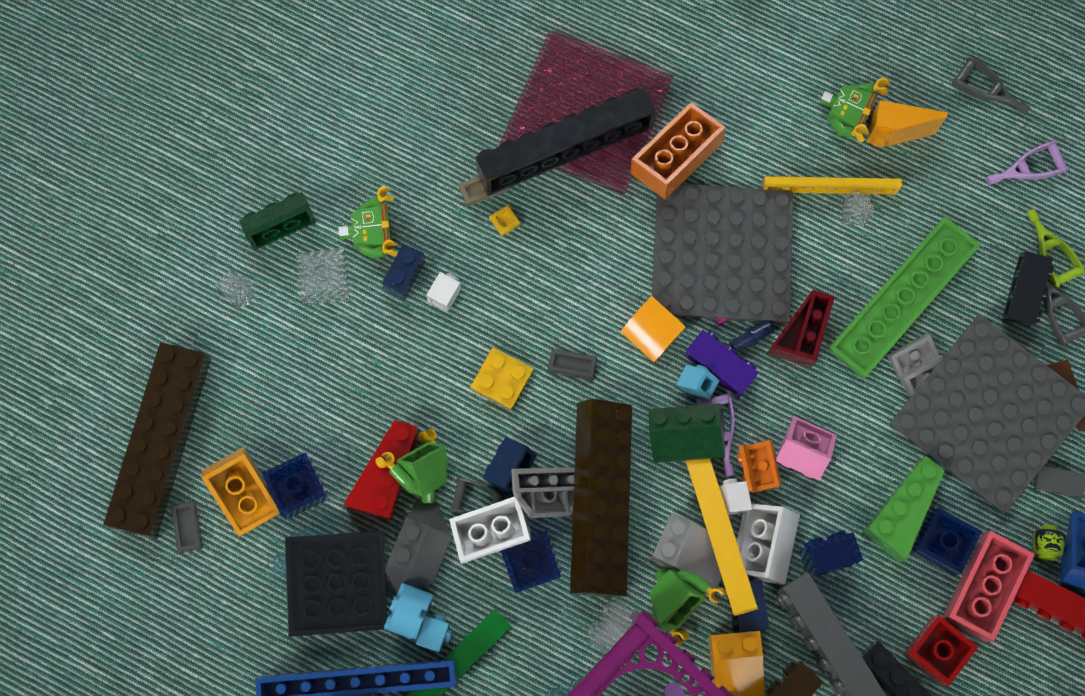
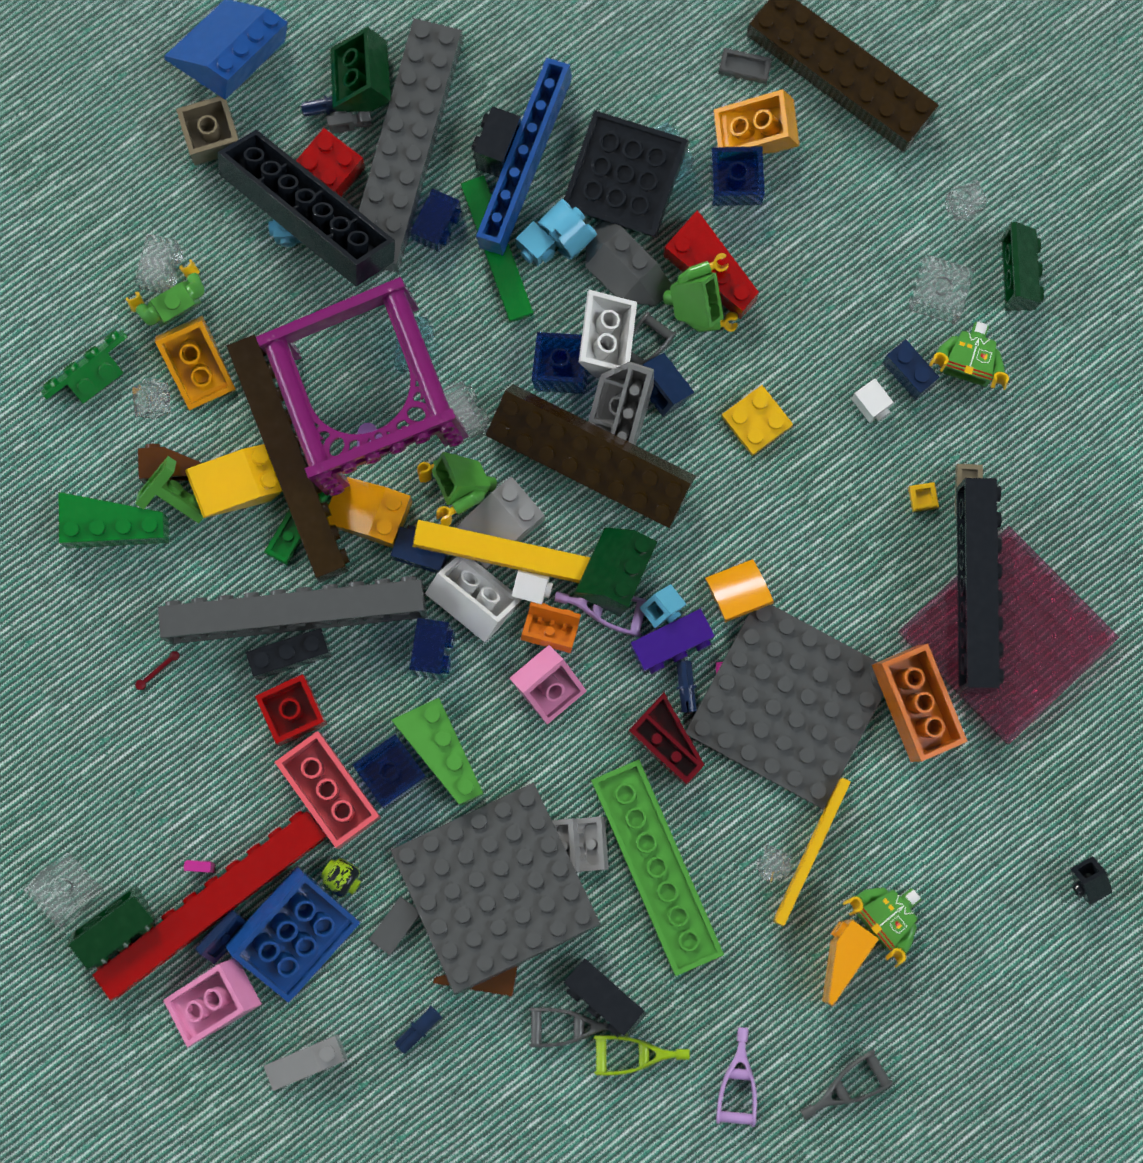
camera: 115 degrees right, 5 degrees up
(572, 364) = (740, 495): dark grey tile -> none

